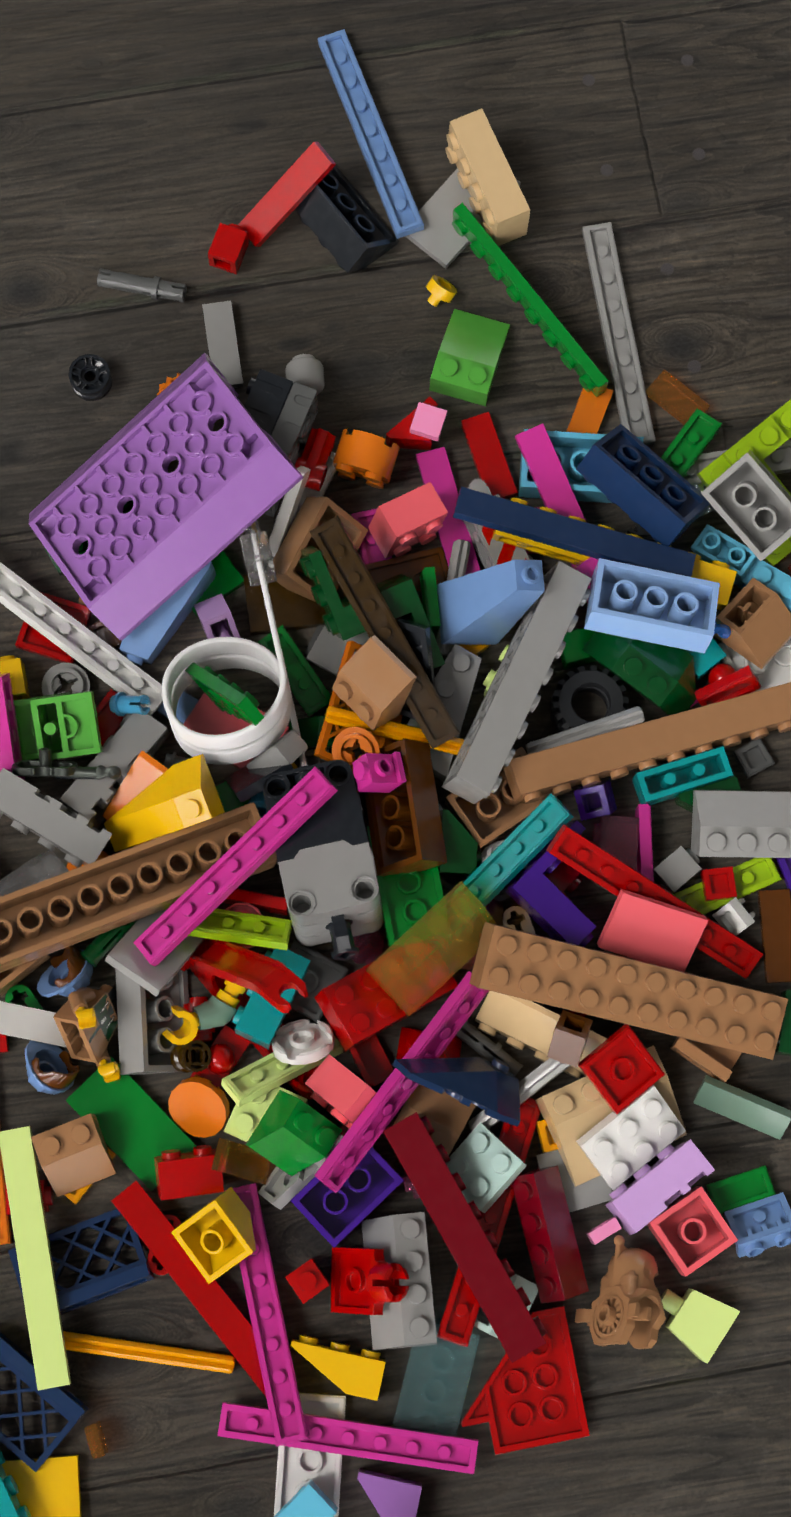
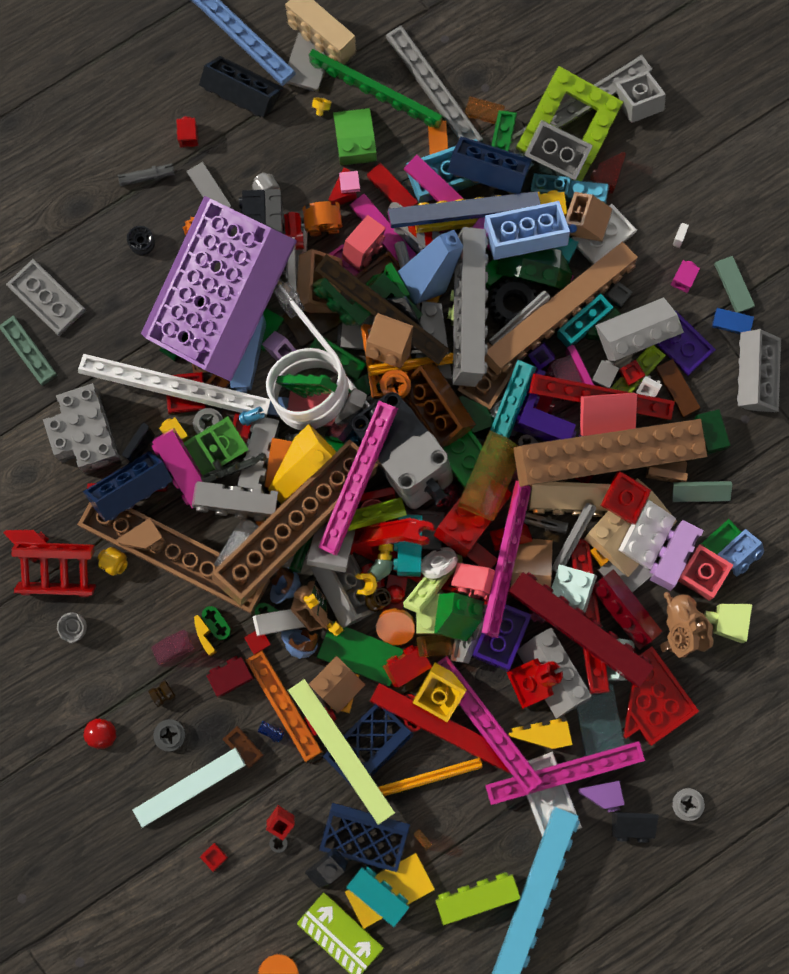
camera: 20 degrees left, 0 degrees up
(287, 194) = (208, 85): tile -> none
(307, 1280) = (501, 696): red brick -> none
(379, 772) = (415, 389): dark pink brick -> none
(469, 1081) = (545, 541): dark blue wedge -> none
(569, 1038) = (590, 493): brick -> none
(603, 1230) = (655, 594): bright pink tile -> none
(727, 684) = (586, 258): red tile -> none

